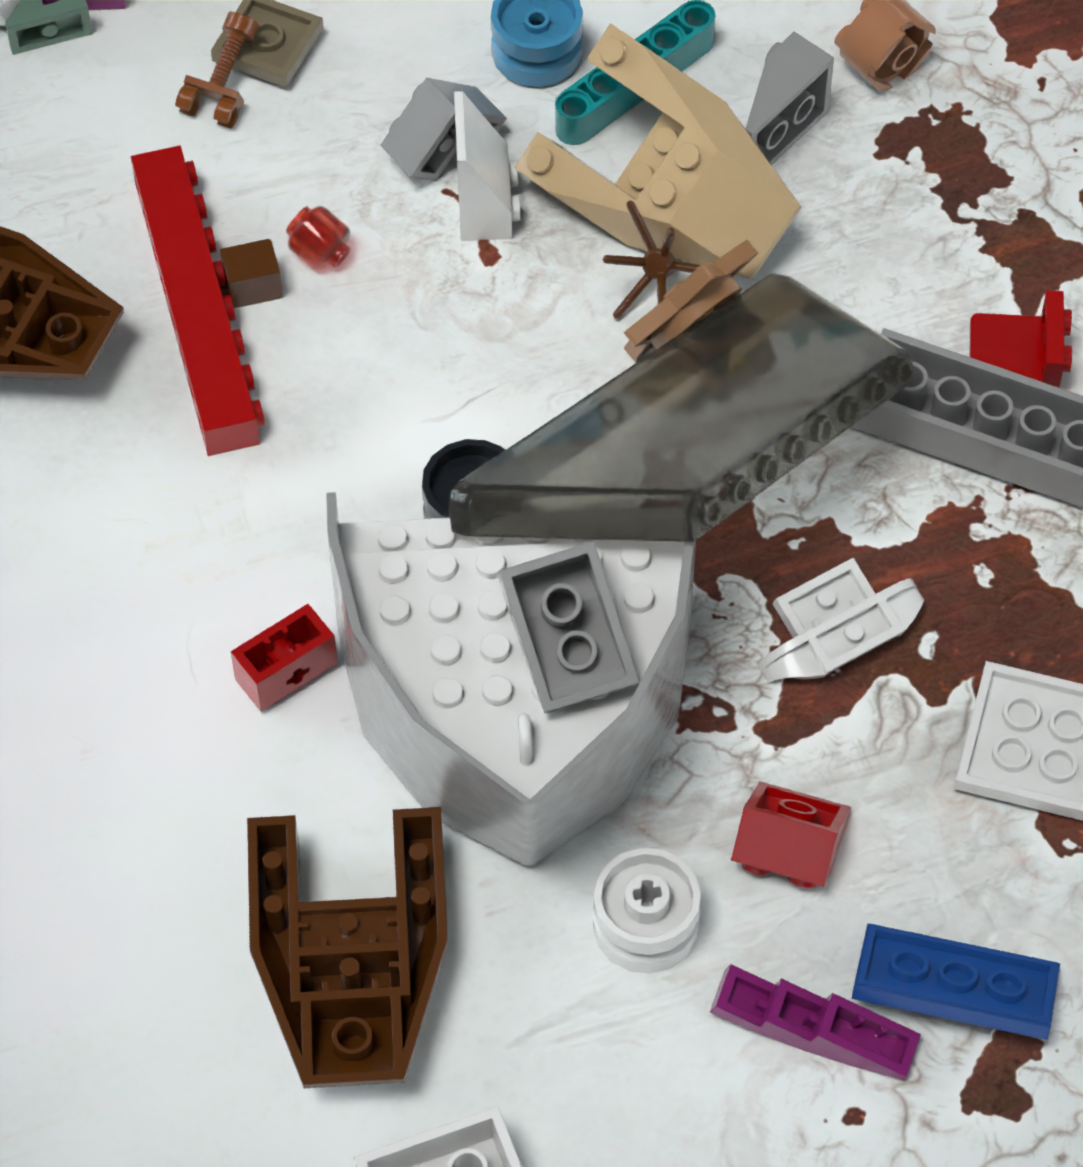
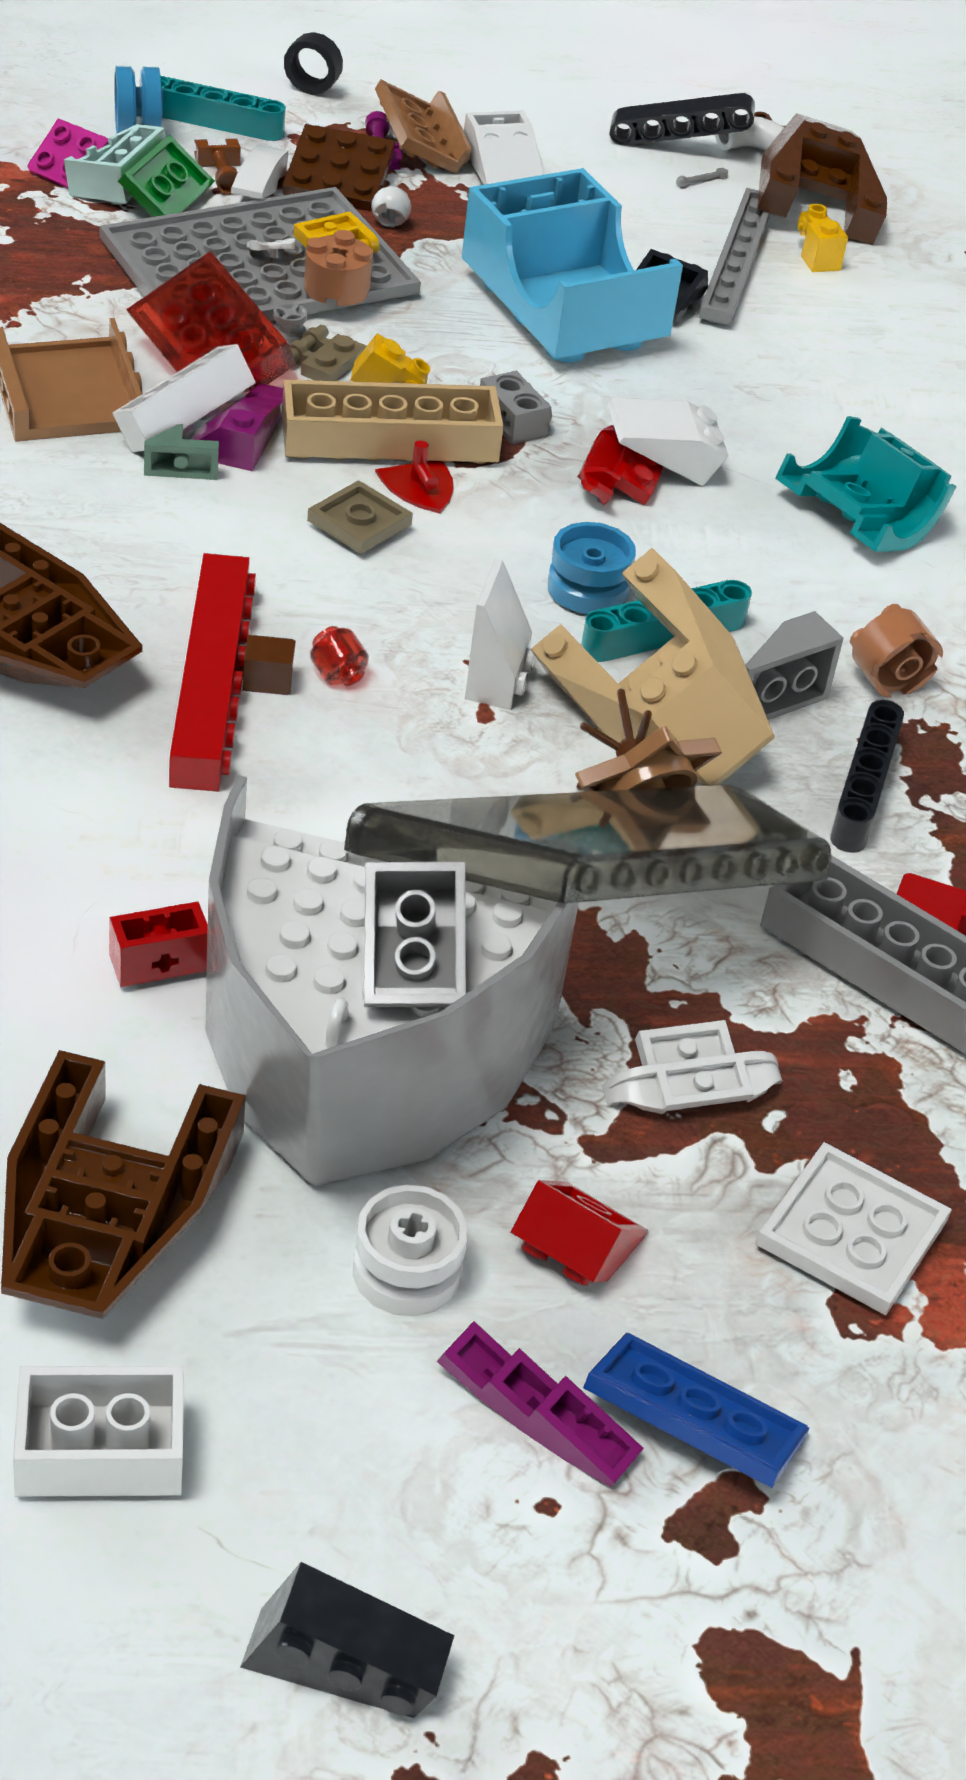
camera: 10 degrees right, 15 degrees down
(239, 30) = (306, 547): dark orange bar -> none
(426, 130) = (454, 606): light grey brick -> none
(900, 206) = (866, 776): none -> black beam

